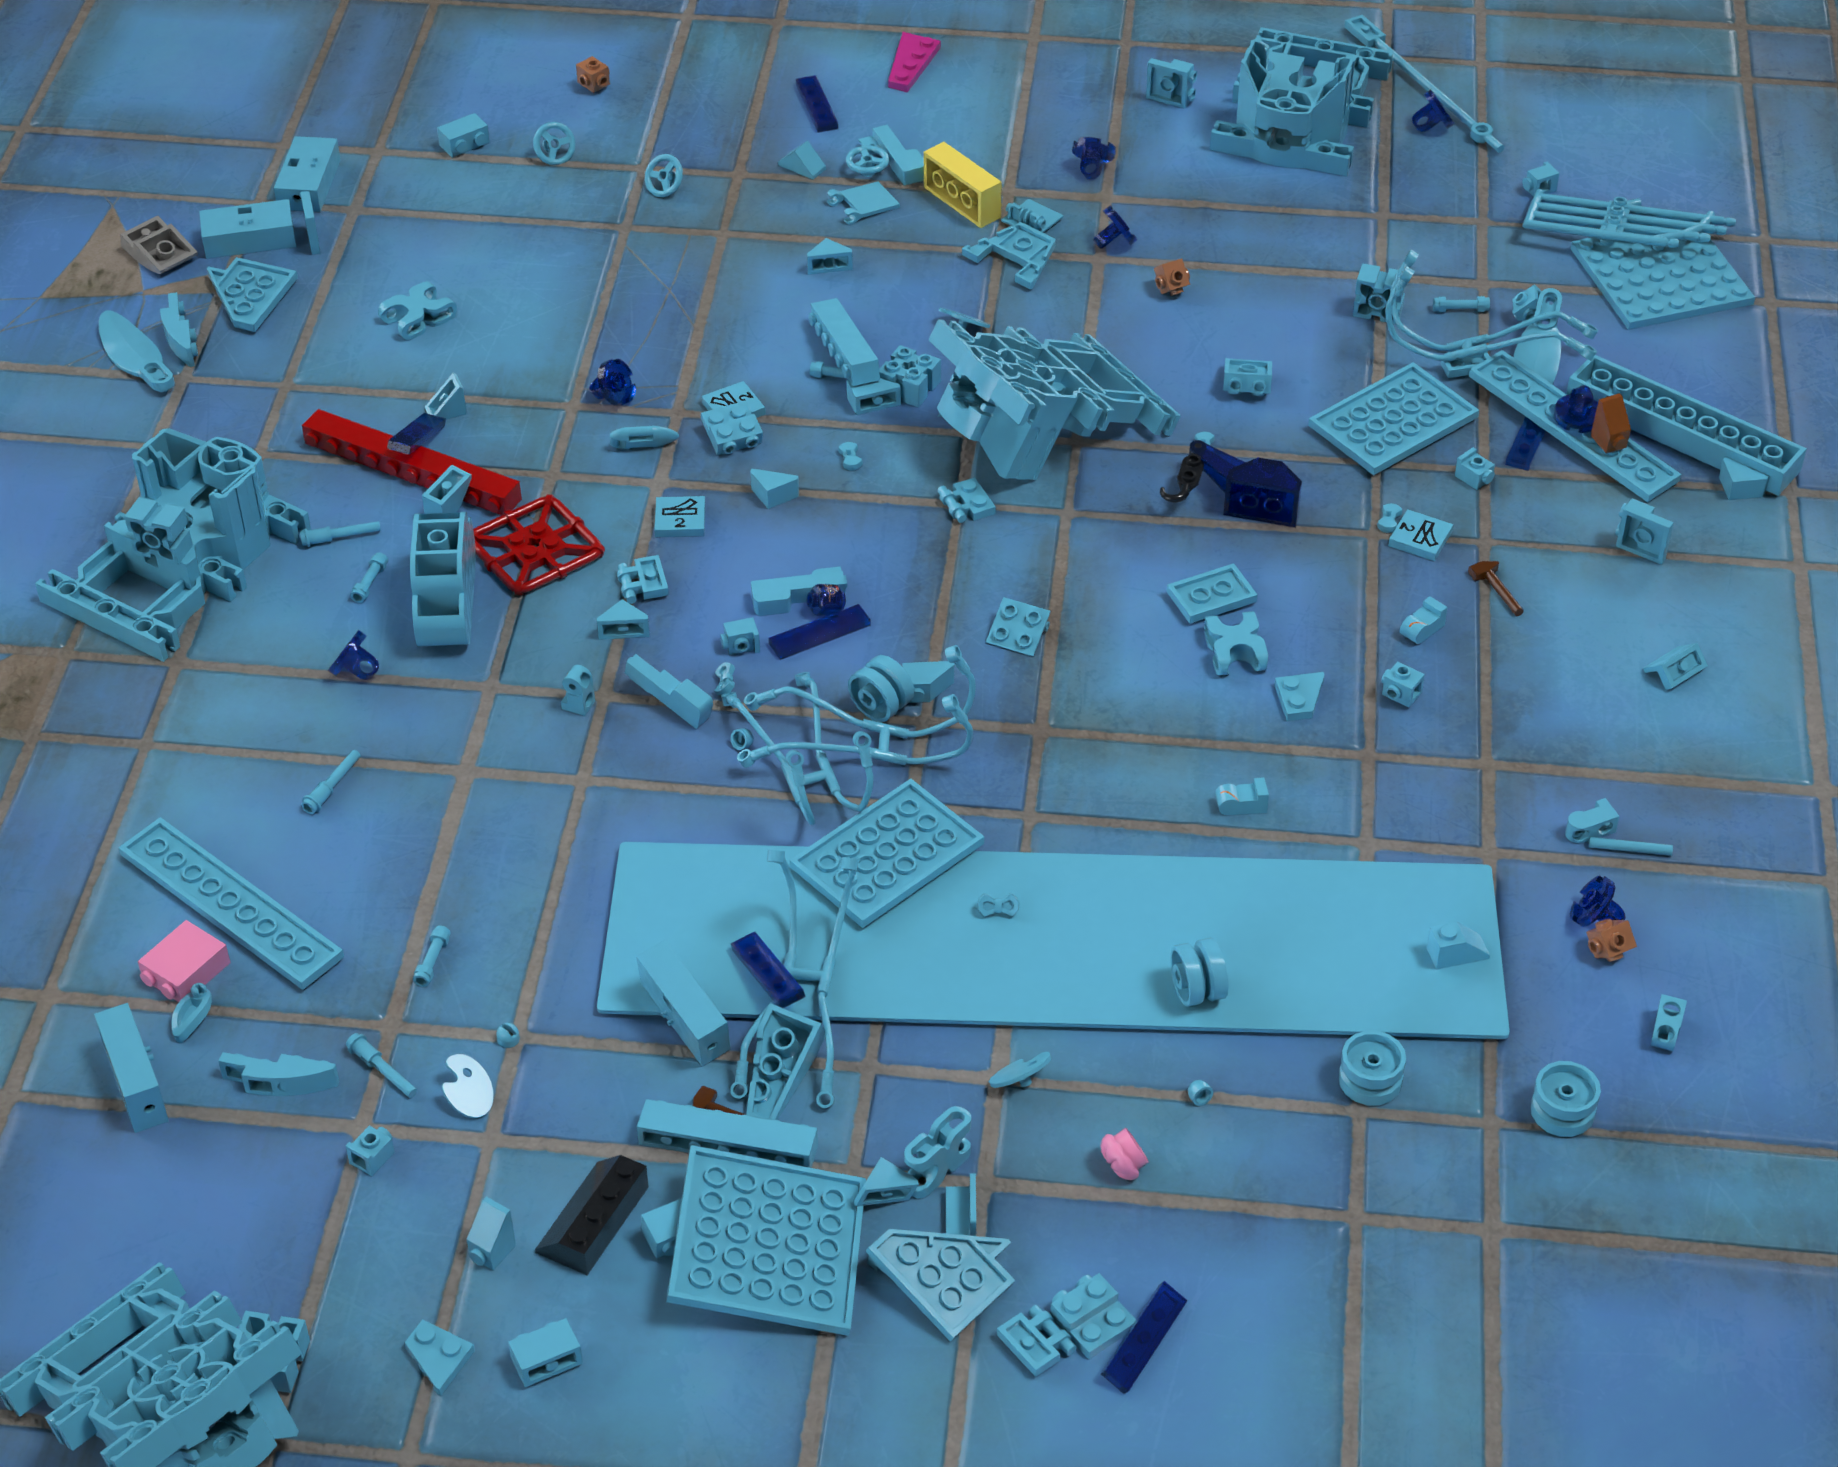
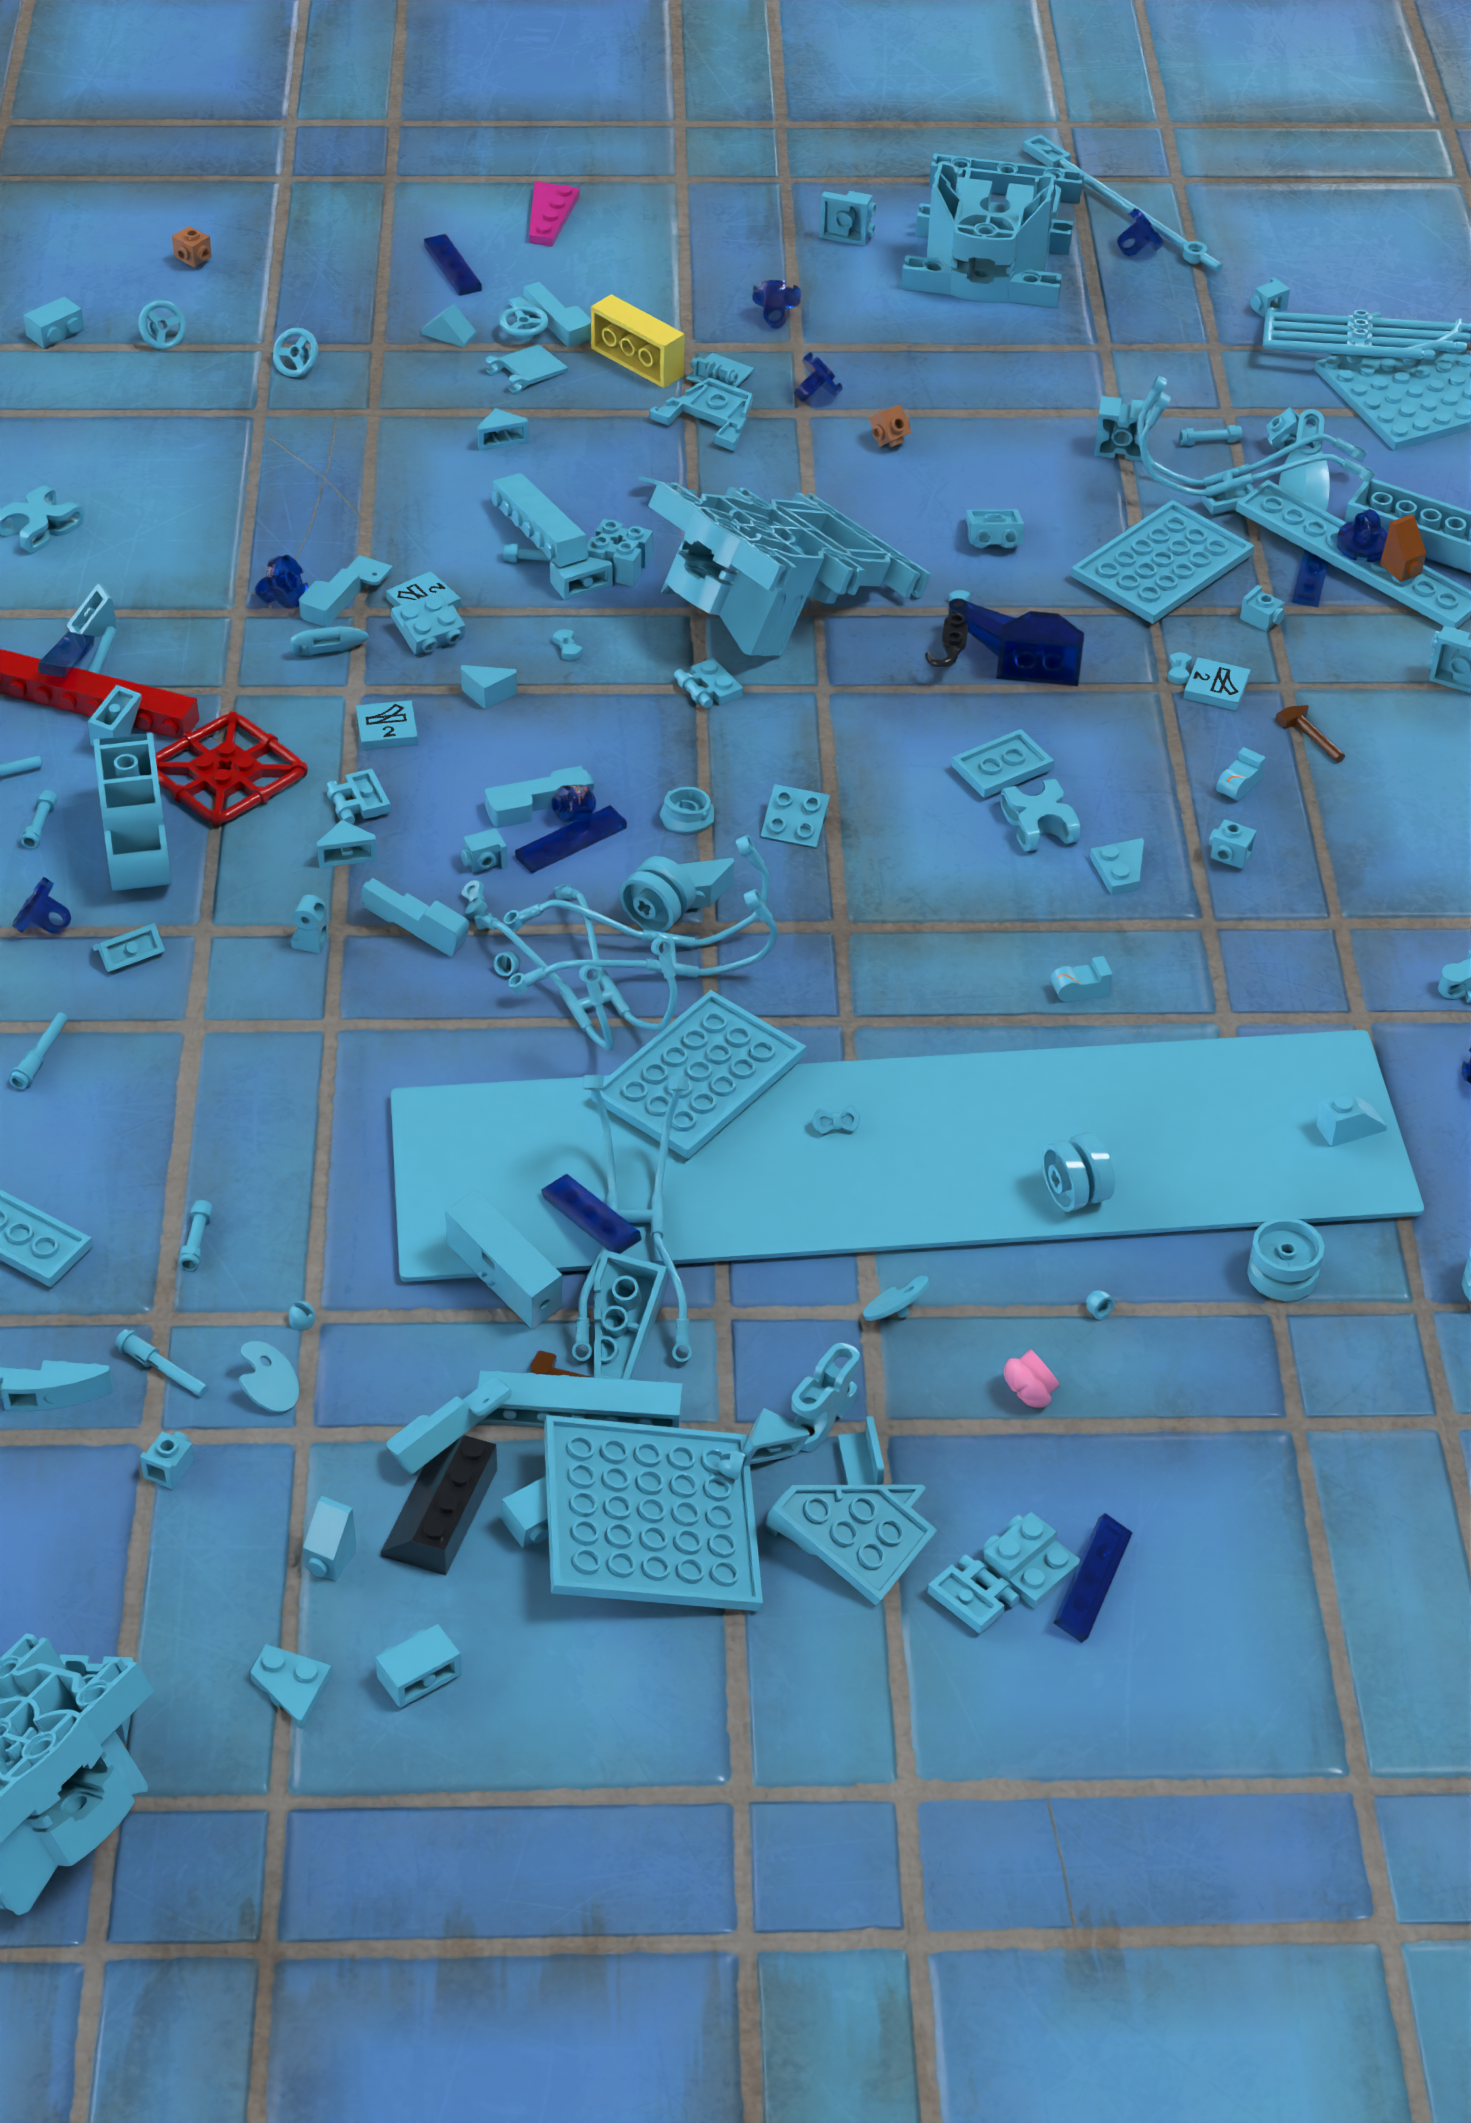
camera: 10 degrees left, 0 degrees up
(423, 697) = (130, 947): none -> medium azure panel
(450, 432) = (102, 649): none -> medium azure bar
(594, 1151) = (431, 1435): none -> medium azure piece
(648, 401) = (326, 600): none -> medium azure piece
(845, 1203) = (731, 1463): none -> medium azure hinge
(925, 614) = (687, 811): none -> medium azure hat

